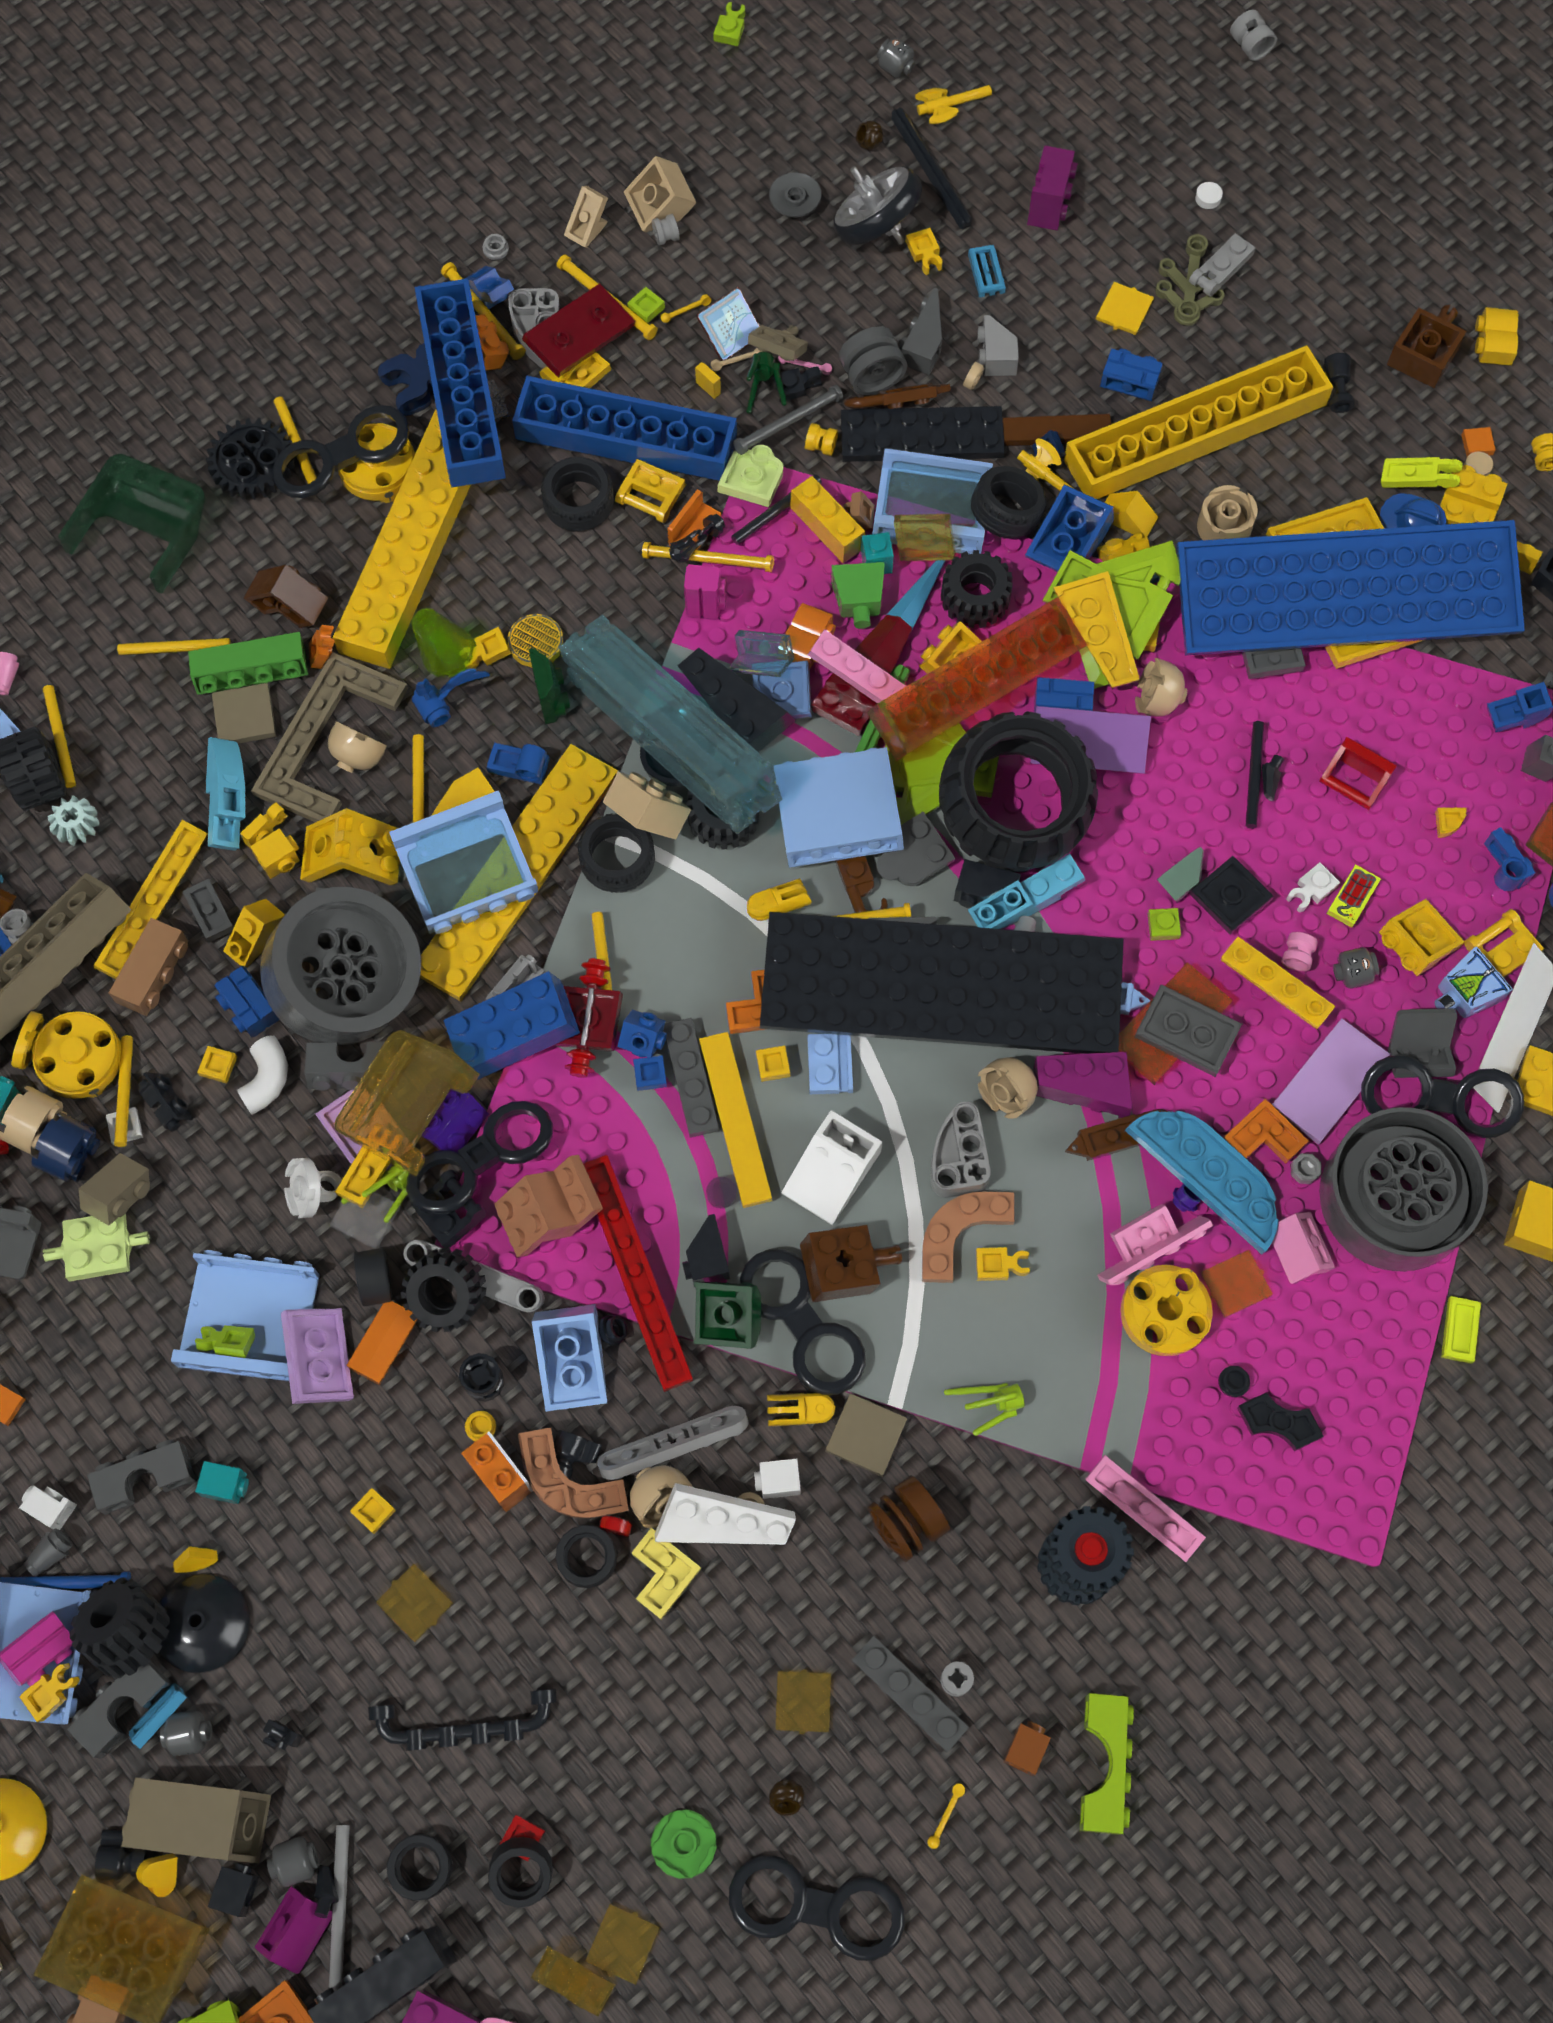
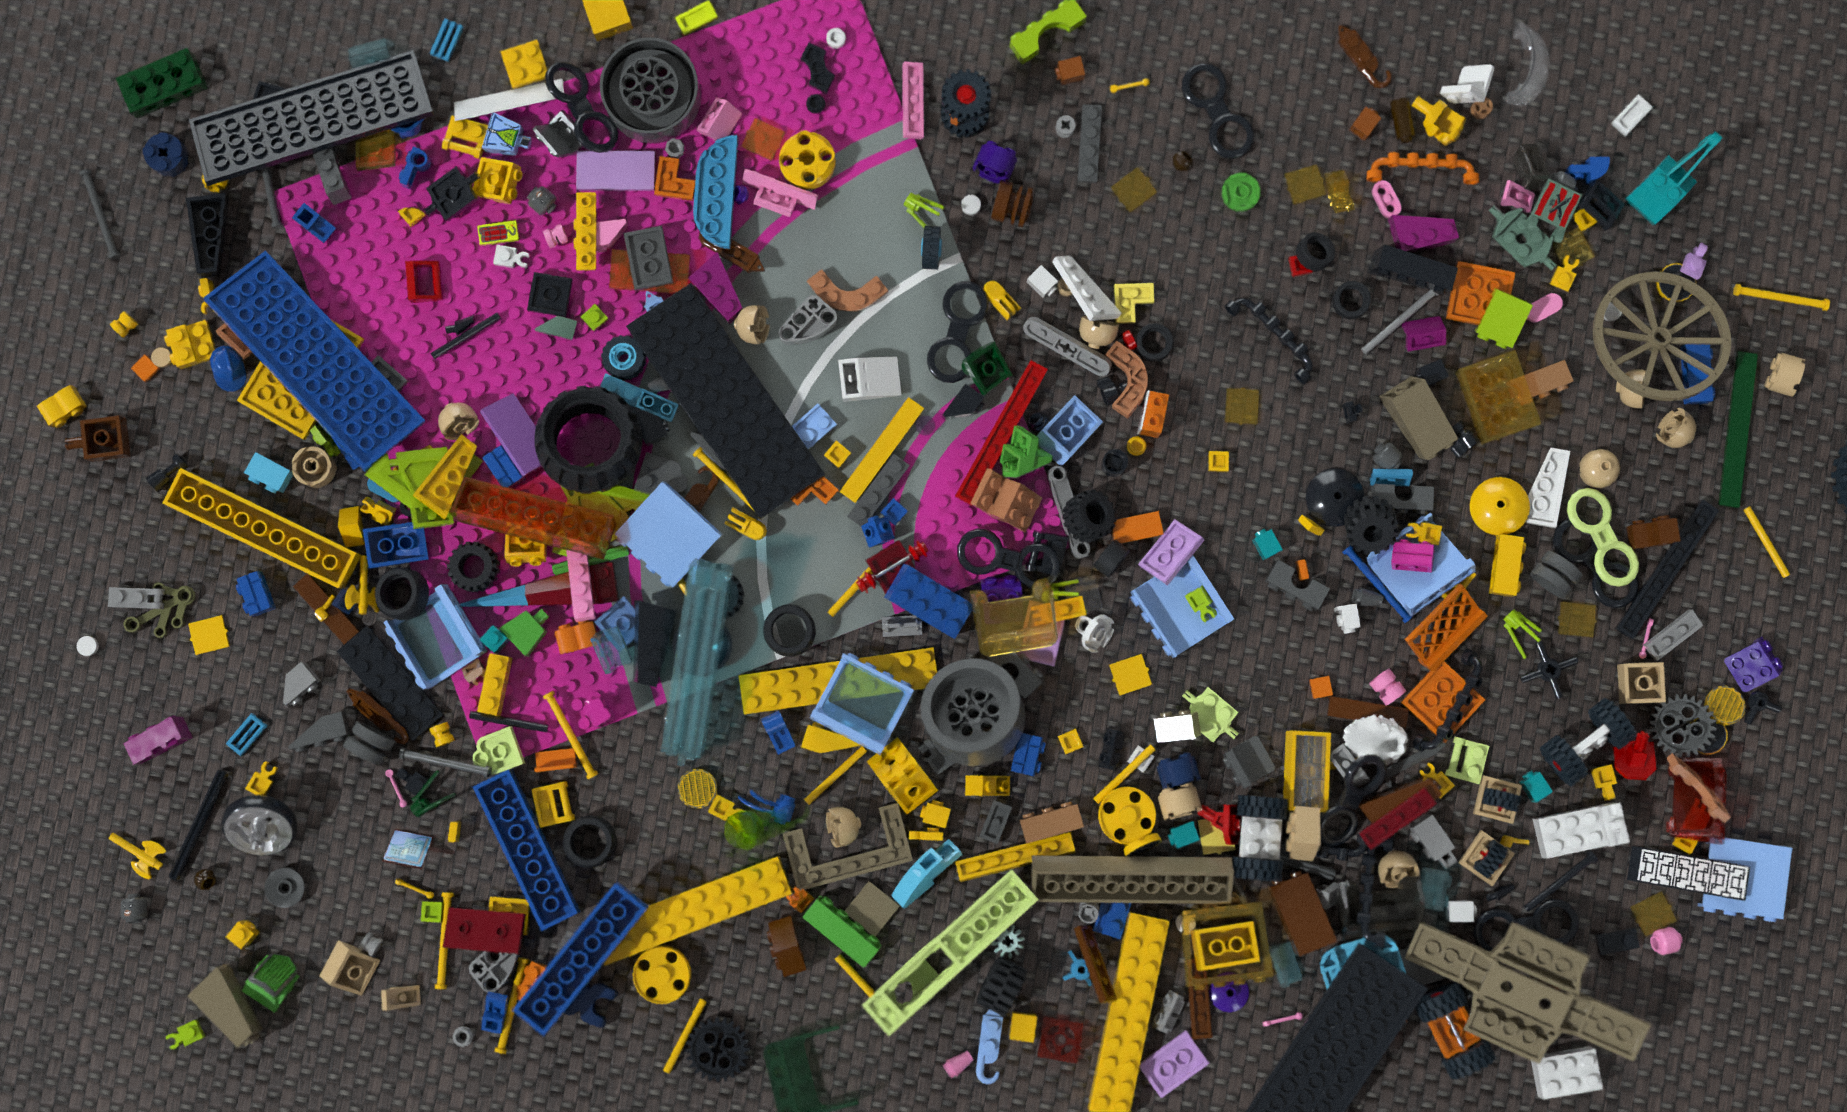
camera: 130 degrees left, 15 degrees up
(59, 736) = (966, 999): yellow bar -> none
(113, 730) = (960, 942): none -> yellowish green piece
(152, 1500) = (1302, 570): none -> orange tile
(159, 1874) = (1455, 413): yellow tile -> none
(226, 1194) = (1130, 674): none -> yellow piece
(270, 1076) = (1054, 705): white cylinder -> none
(293, 1861) = (1397, 357): dark grey head -> none
(325, 1892) = (1397, 332): black bar -> none
(340, 452) = (675, 993): black bar -> none
(548, 687) = (726, 746): dark green slope -> none
(582, 1267) = (1023, 454): none -> bright green piece
(647, 804) = (753, 631): tan brick -> none
(683, 549) = (577, 749): black piece -> none
(712, 121) = (272, 980): none -> bright green piece
(716, 365) = (410, 821): tan hinge -> none
(720, 65) = (227, 1006): none -> dark tan slope
(778, 342) = (396, 811): dark tan plate -> none
(782, 128) = (243, 934): none -> yellow brick
(857, 1265) = (904, 331): reddish brown brick -> none
(866, 1435) = (986, 259): dark tan tile -> none
(924, 537) = (466, 617): clear yellow tile -> none
(932, 1366) = (931, 247): none -> black wheel
(951, 1473) = (971, 205): none -> white tile
(973, 376) = (328, 682): tan tile -> none
(978, 1542) = (995, 162): none -> dark purple brick
(995, 1263) = (851, 260): yellow plate -> none
(1055, 415) = (320, 613): none -> yellow hand
(1091, 900) = (618, 347): none -> black wheel
(1255, 1011) = (608, 233): none -> bright pink slope
(1258, 471) = (268, 472): none -> medium azure brick
(1303, 1476) = (836, 38): none -> white tile
(1420, 472) = (197, 384): neon yellow hinge -> none
(1442, 877) = (452, 193): none -> black plate

